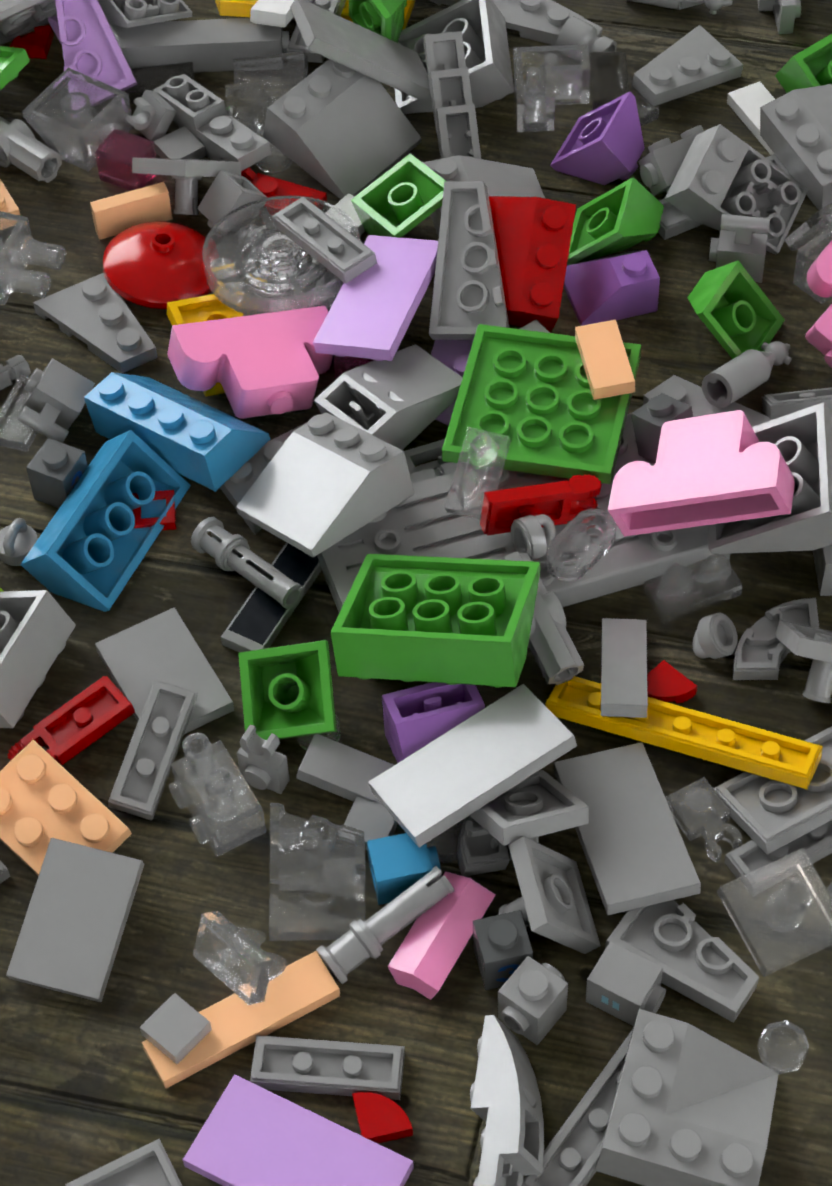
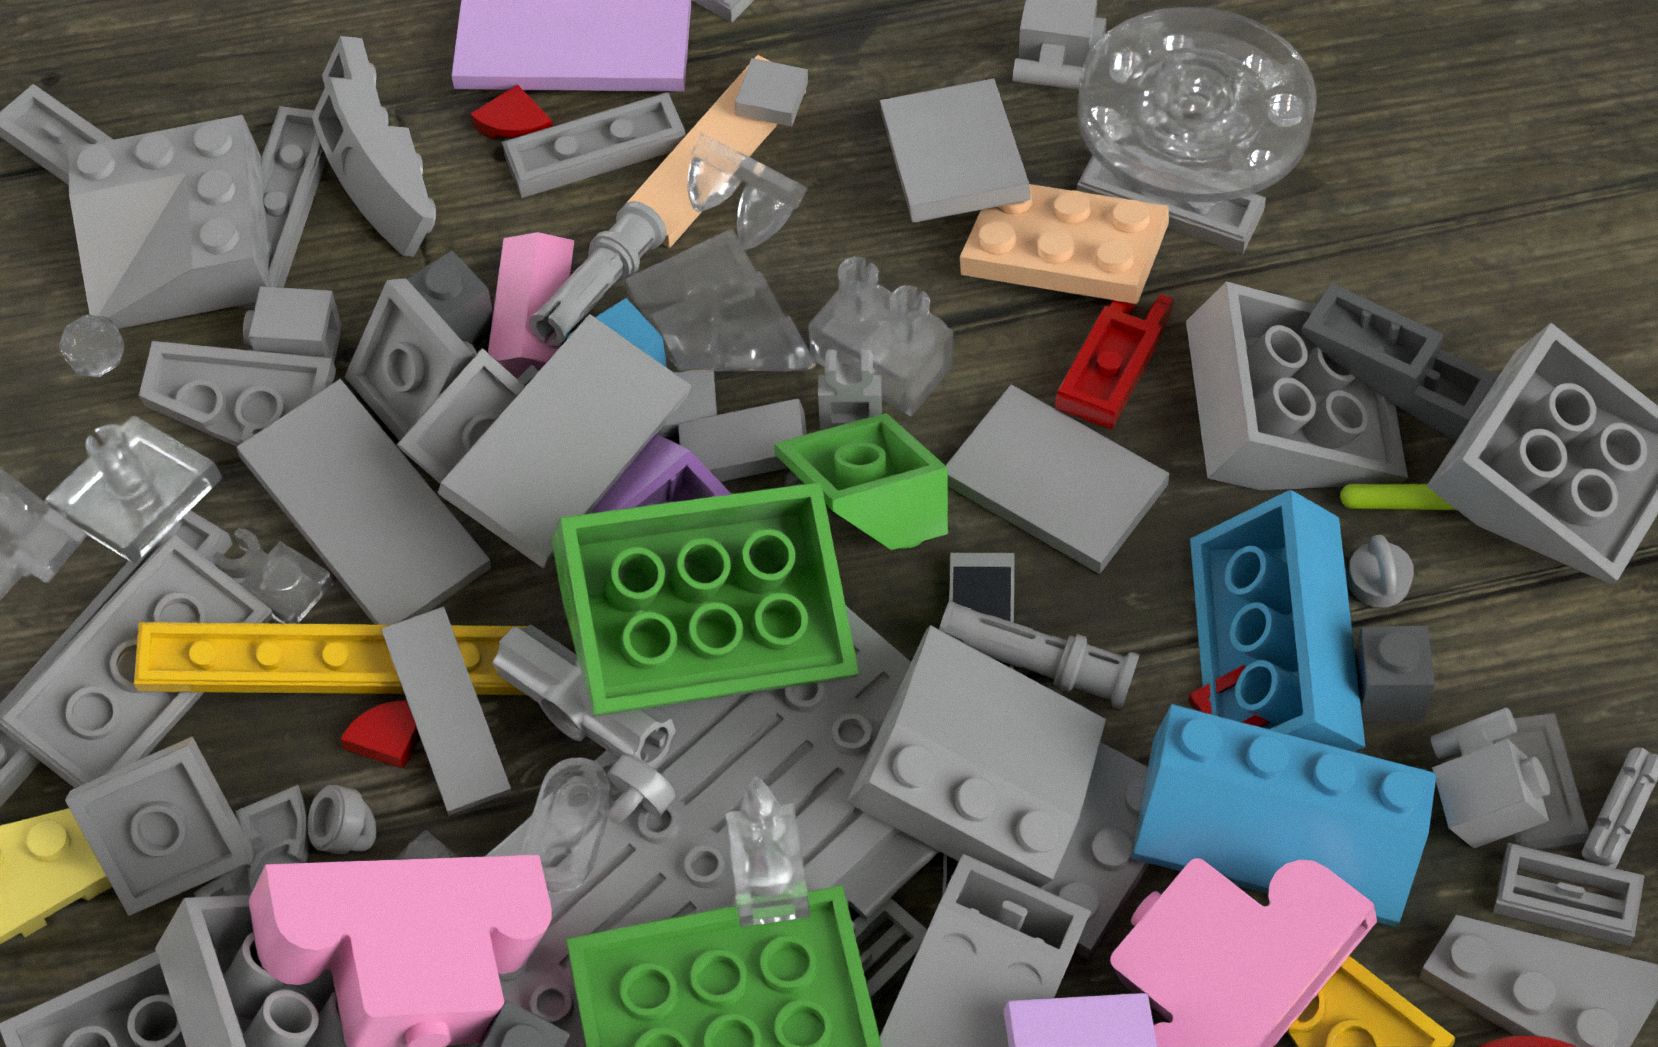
camera: 155 degrees right, 5 degrees up
(39, 357) = (1565, 917): none -> light grey tile
(152, 749) = (999, 369): light grey tile -> none
(533, 999) = (385, 254): light grey brick -> none
(556, 499) = (648, 849): red hinge -> none

